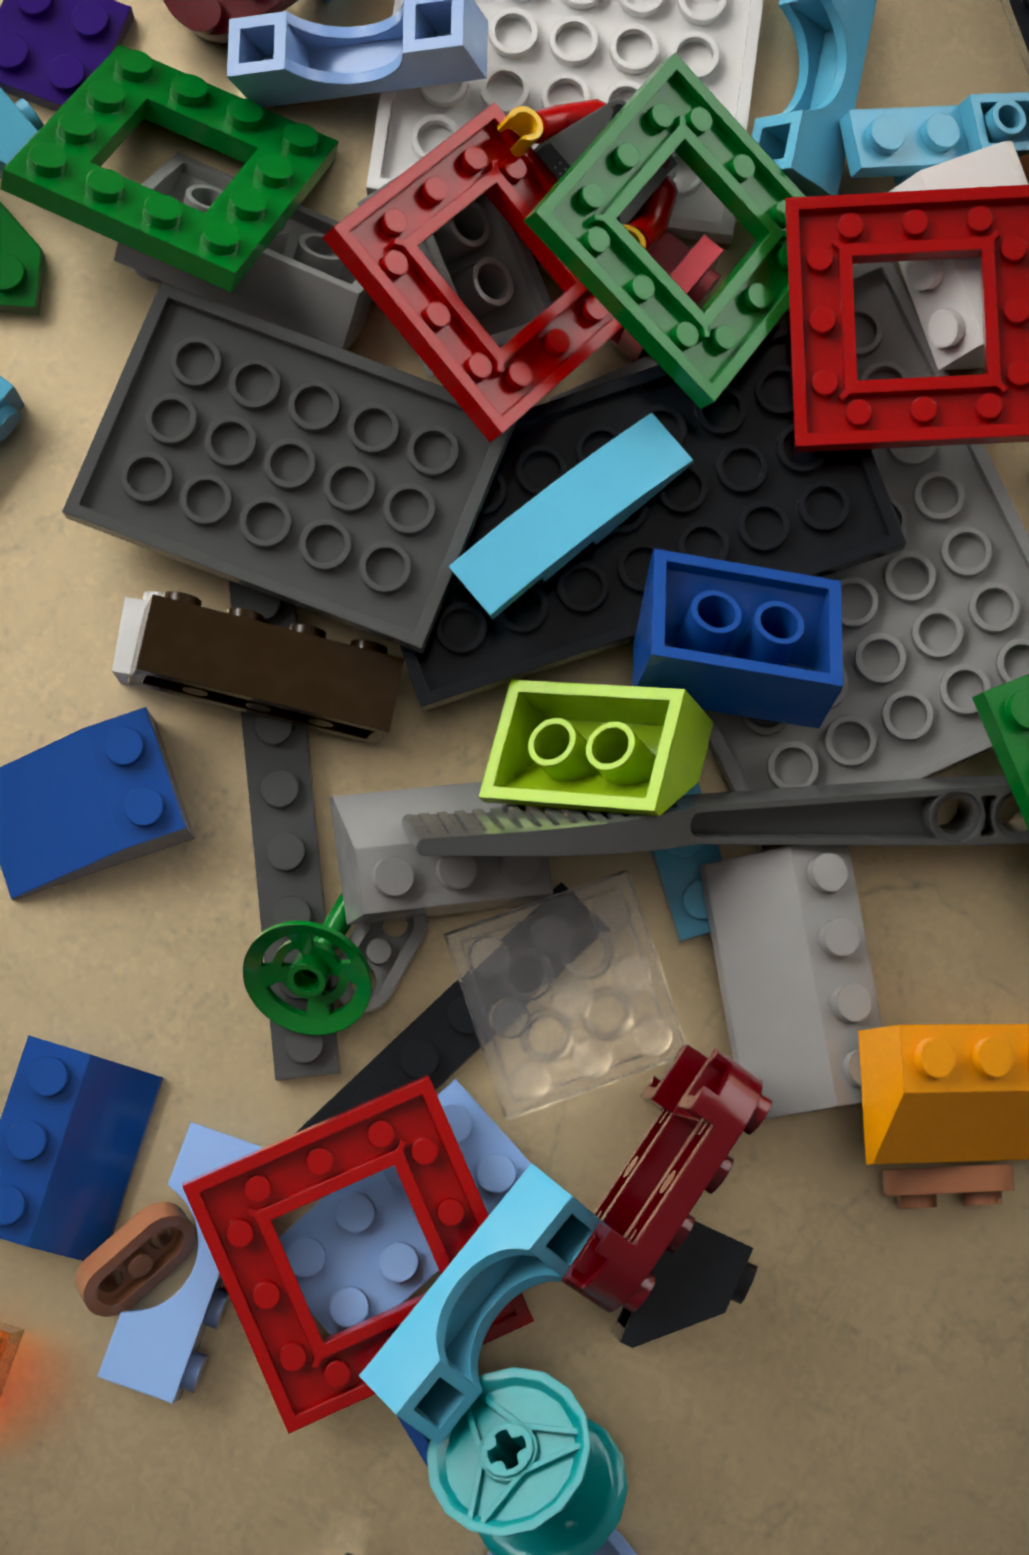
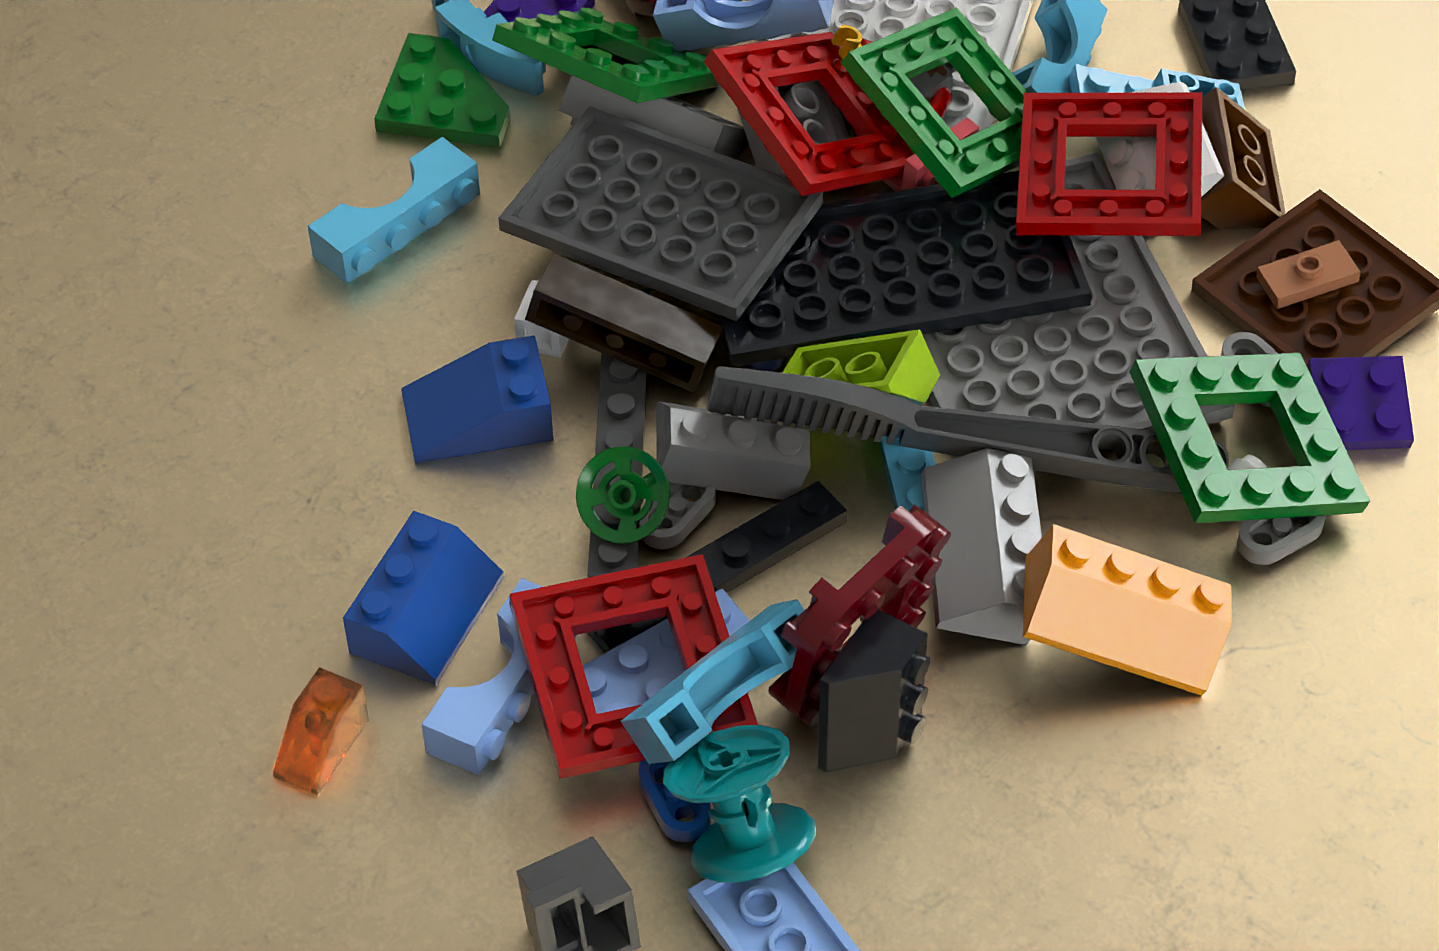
camera: 10 degrees right, 30 degrees down
(135, 1259) = (460, 667): nougat plate -> none
(566, 994) = (804, 529): clear plate -> none
(571, 514) = (853, 244): medium azure slope -> none
(741, 638) = (969, 330): blue slope -> none
(920, 1185) = (1089, 684): nougat plate -> none

